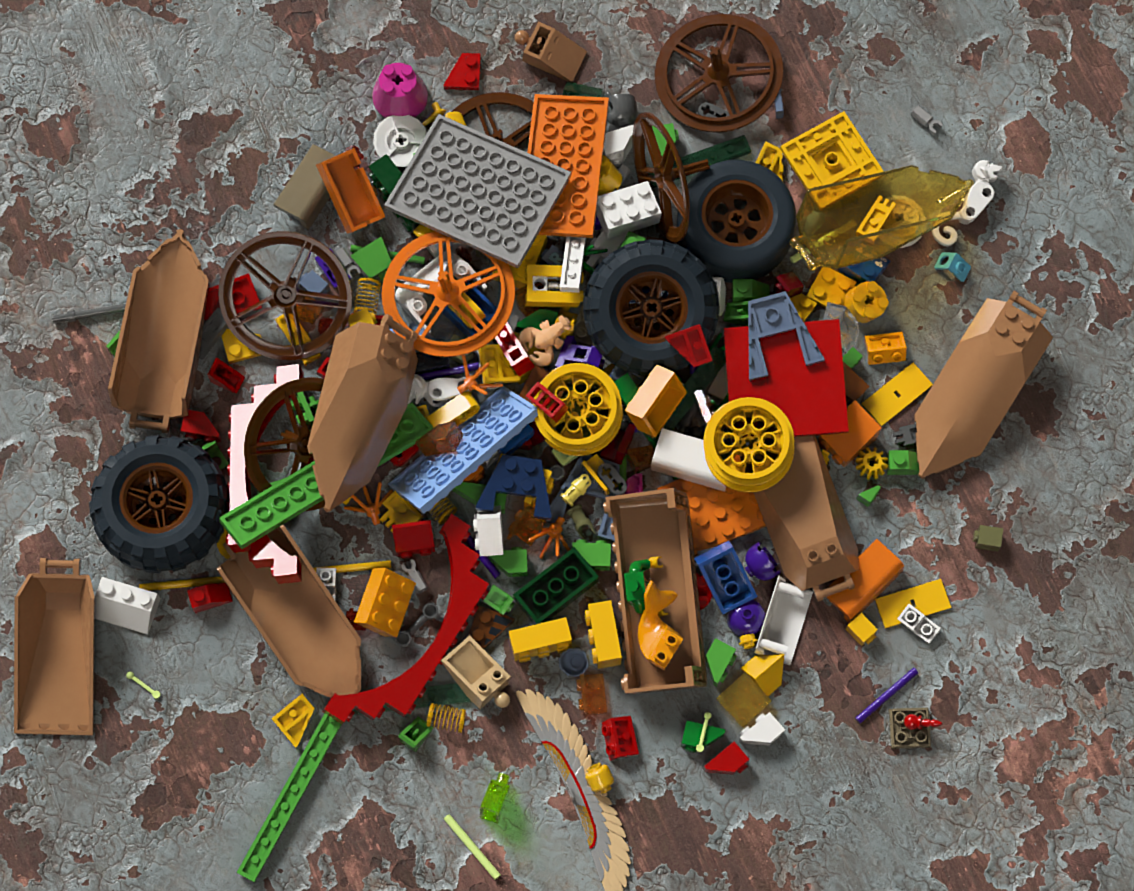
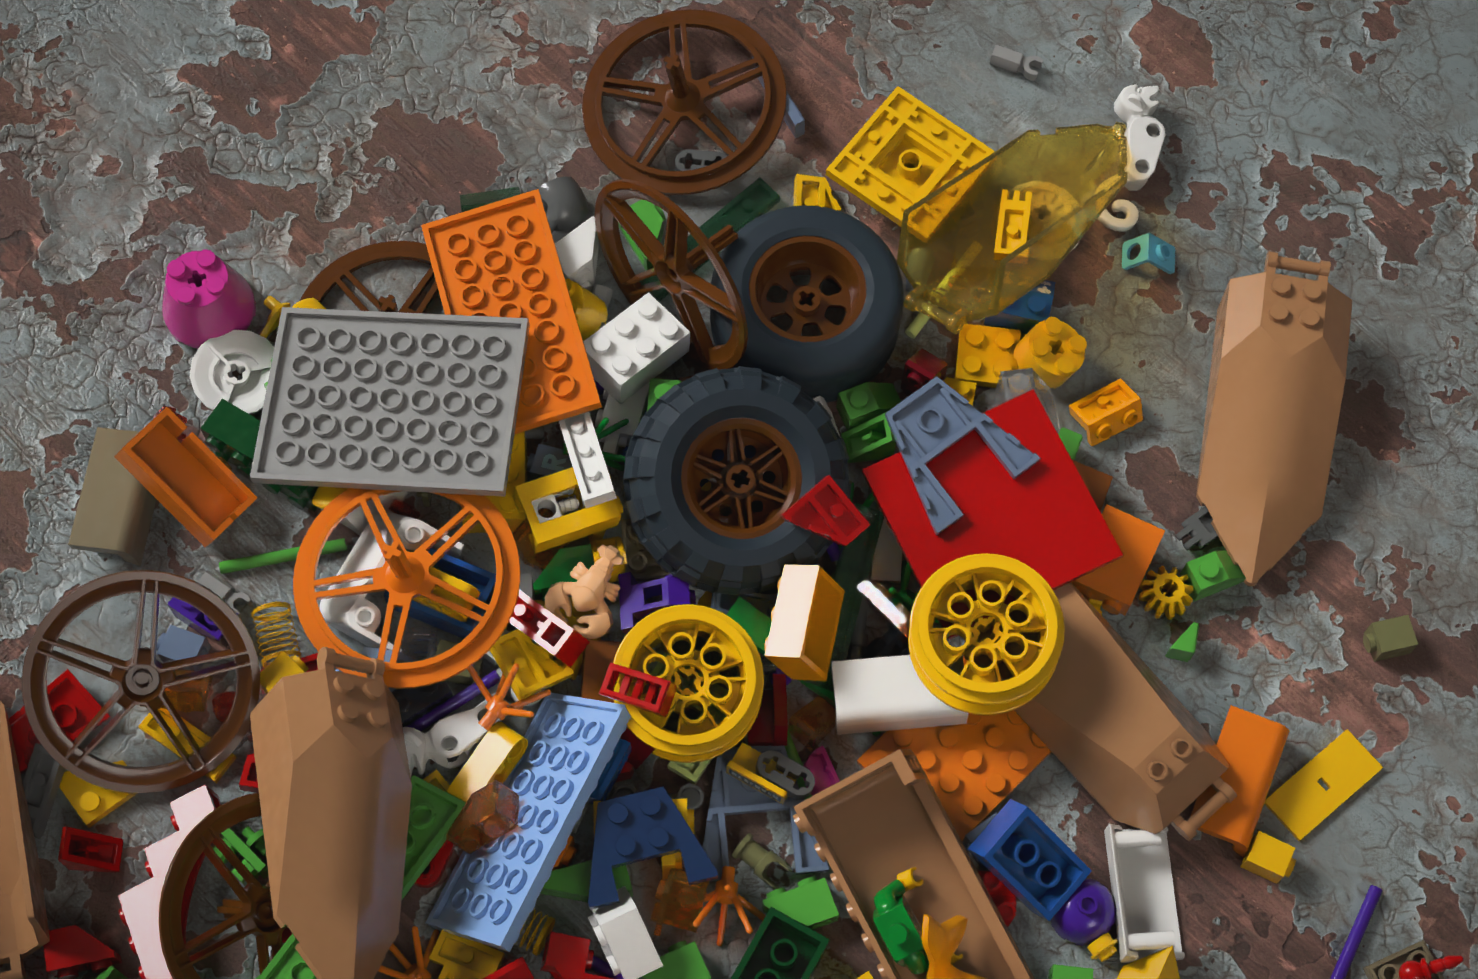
camera: 25 degrees left, 5 degrees down
(374, 259) = (264, 570): bright green torso -> none
(465, 73) = (297, 238): red wing -> none
(556, 56) = (428, 160): medium nougat slope -> none
(577, 488) = (736, 809): light yellow piece -> none
(760, 563) = (1070, 815): dark purple cylinder -> none
(908, 384) = (1165, 453): yellow piece -> none
(919, 624) = (1349, 813): white slope -> none

